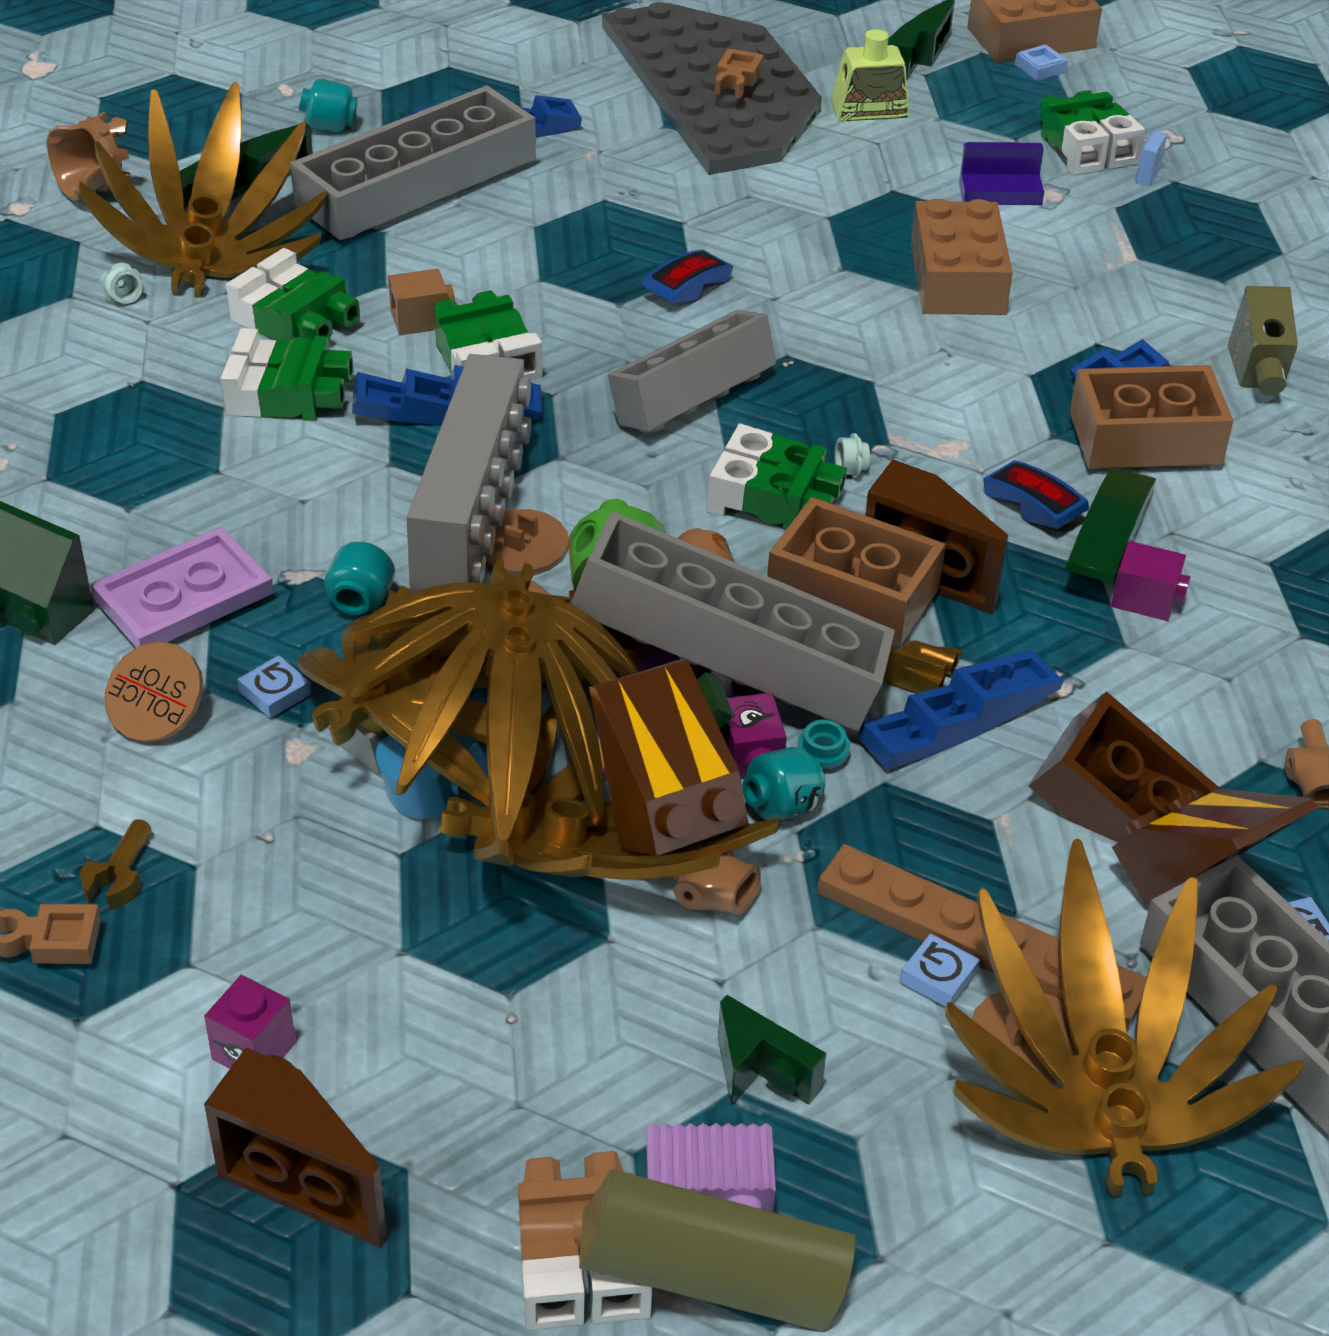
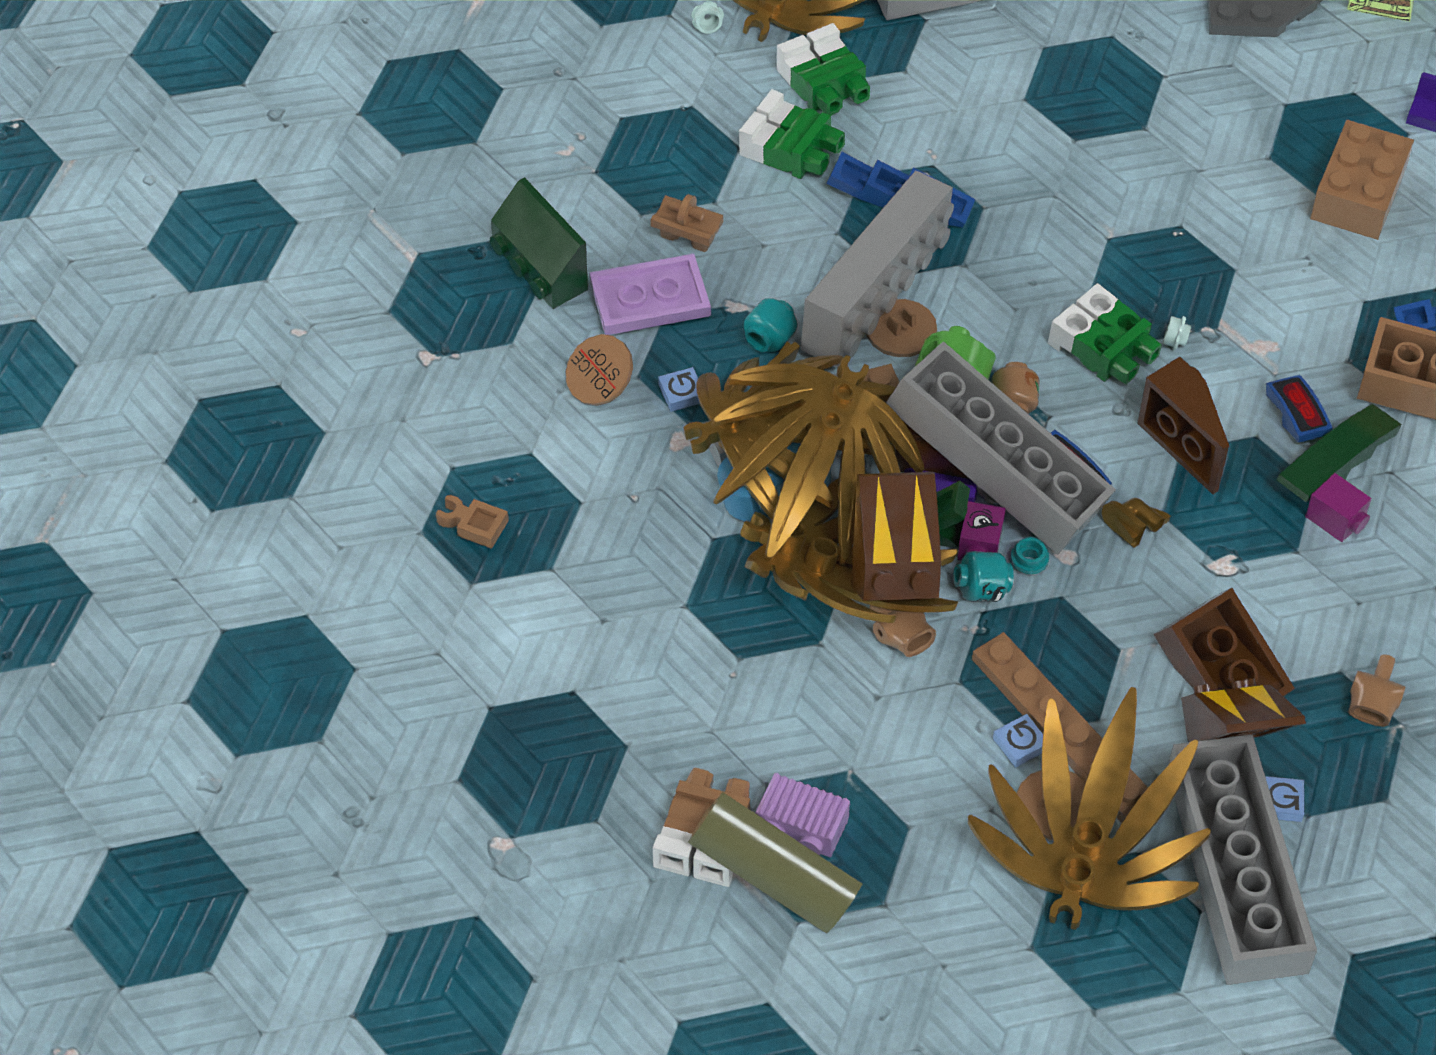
camera: 25 degrees right, 10 degrees up
(127, 883) = (533, 501): pearl gold bar -> none
(196, 491) = (688, 221): none -> medium nougat hips
(249, 1018) = (567, 626): magenta brick -> none
(292, 1148) = (554, 706): reddish brown slope -> none
(414, 297) = (918, 98): medium nougat brick -> none
(485, 328) = (954, 138): green hips -> none
(685, 275) = (1133, 131): slope -> none
(692, 370) = (1091, 223): light grey brick -> none
(757, 1046) = (871, 749): dark green slope -> none
(859, 564) = (1121, 430): medium nougat brick -> none
(967, 707) = (1143, 562): blue slope -> none

